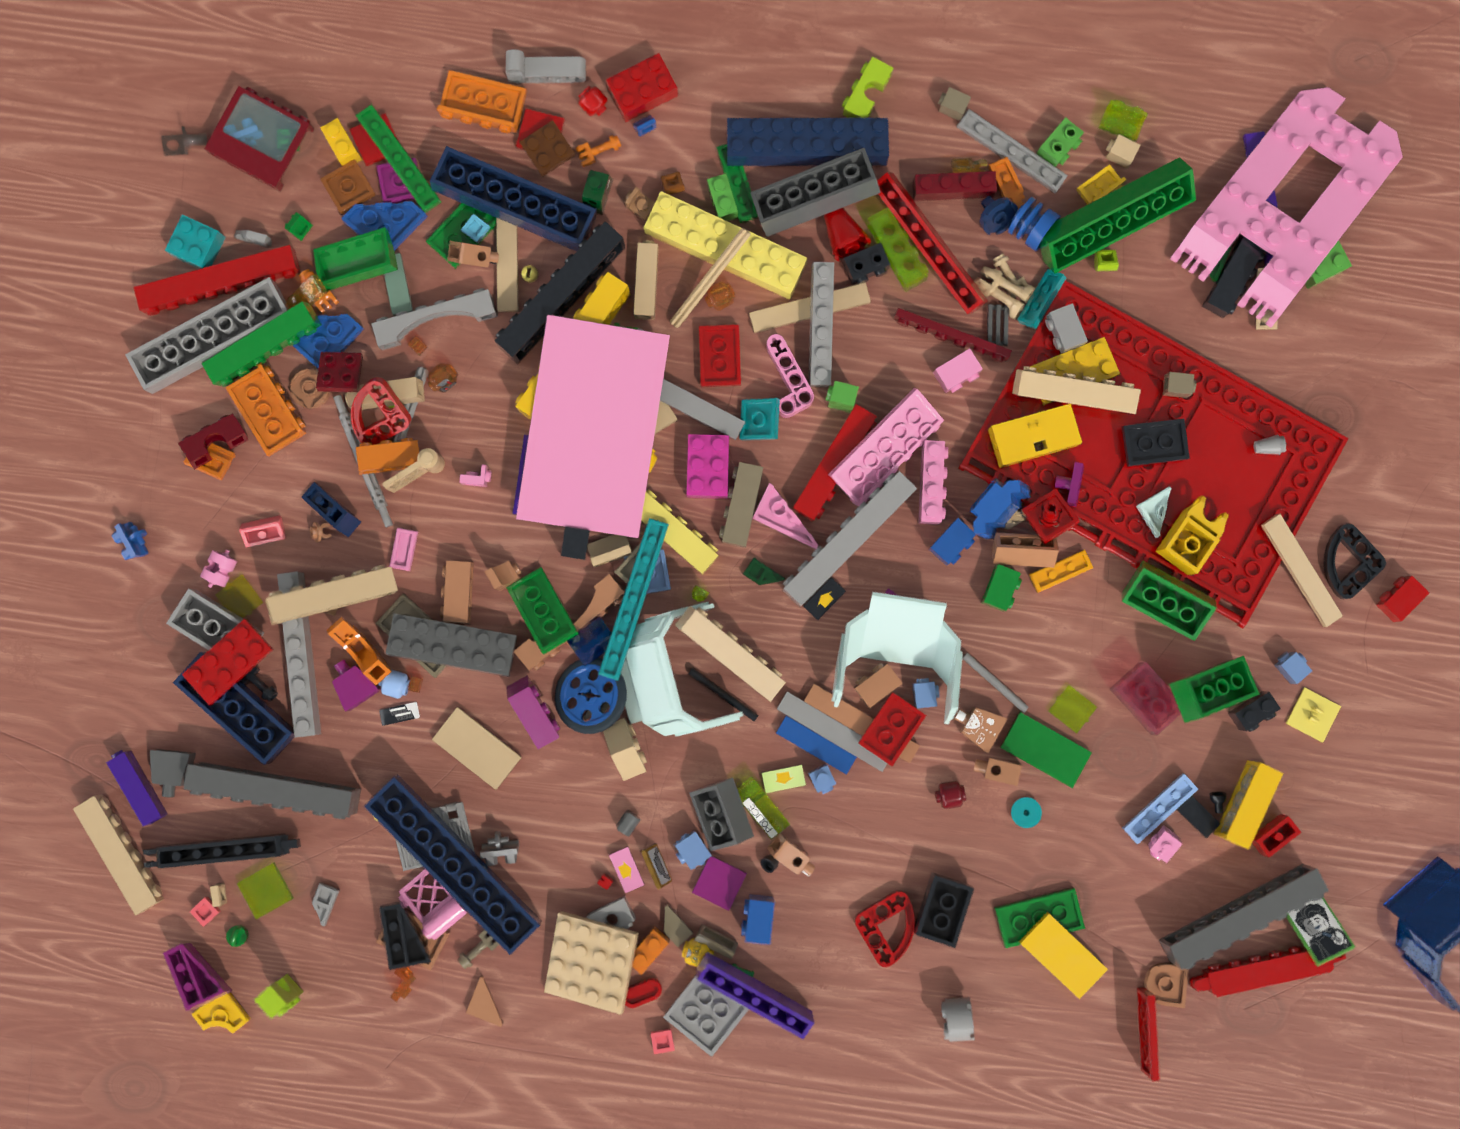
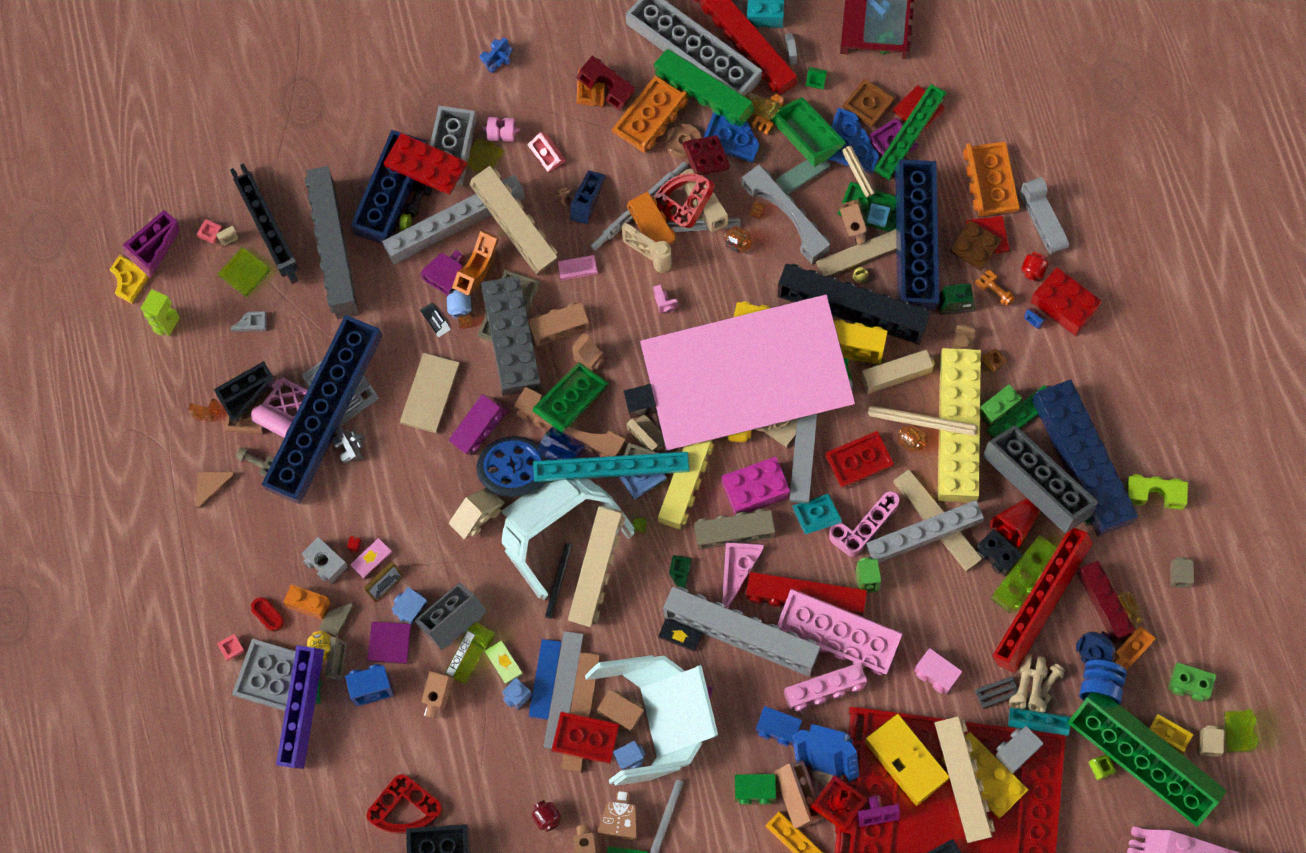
camera: 70 degrees right, 15 degrees down
(118, 853) = (233, 147): tan brick -> none
(136, 787) = (293, 139): dark purple brick -> none
(169, 769) = (318, 155): dark grey torso -> none
(237, 936) = (198, 265): green tile -> none
(281, 705) = (405, 222): none -> lime tile
(340, 142) = (903, 81): yellow brick -> none
(420, 228) = (858, 171): none -> tan axle
(591, 962) = (278, 556): tan plate -> none
(628, 823) = (412, 542): dark grey brick -> none
(769, 863) = (421, 678): black hinge -> none
(945, 332) = (968, 660): dark red plate -> none
(1008, 147) = (1164, 643): light grey tile -> none

